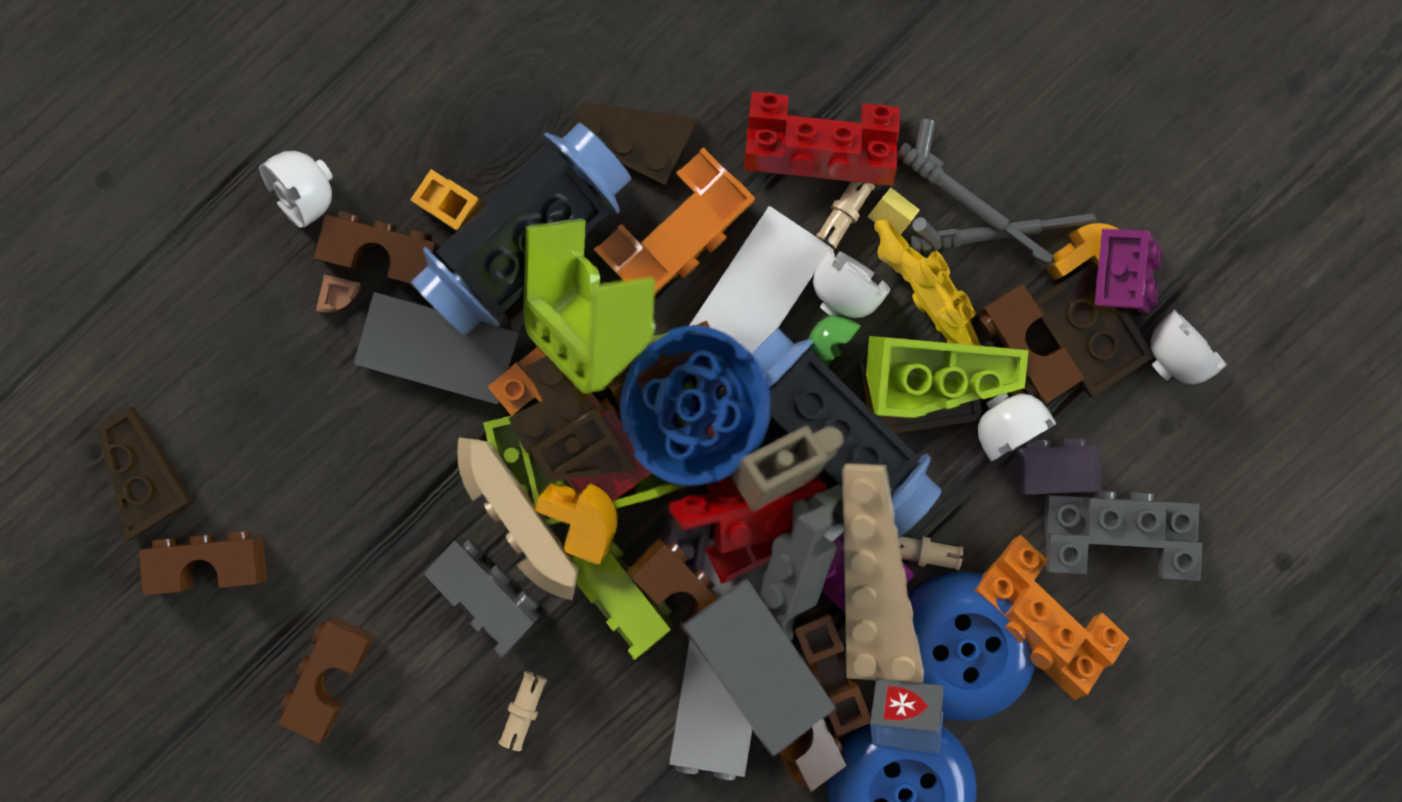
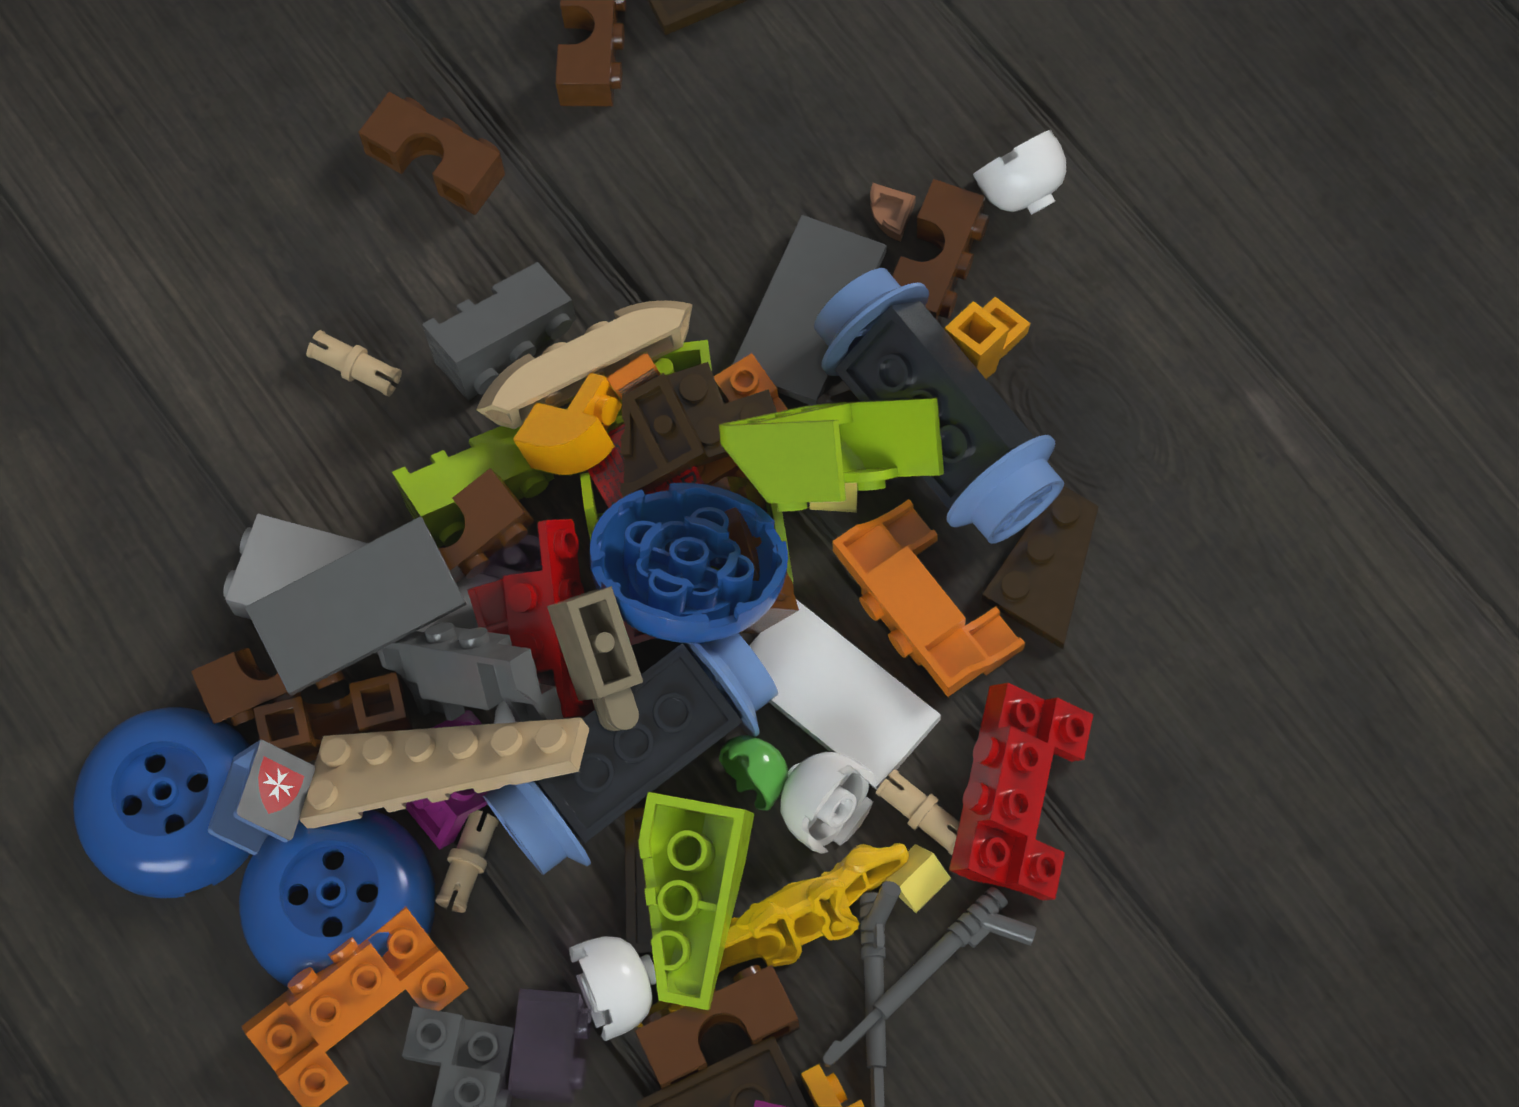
camera: 105 degrees right, 20 degrees down
(531, 475) = (633, 375): none -> orange tile

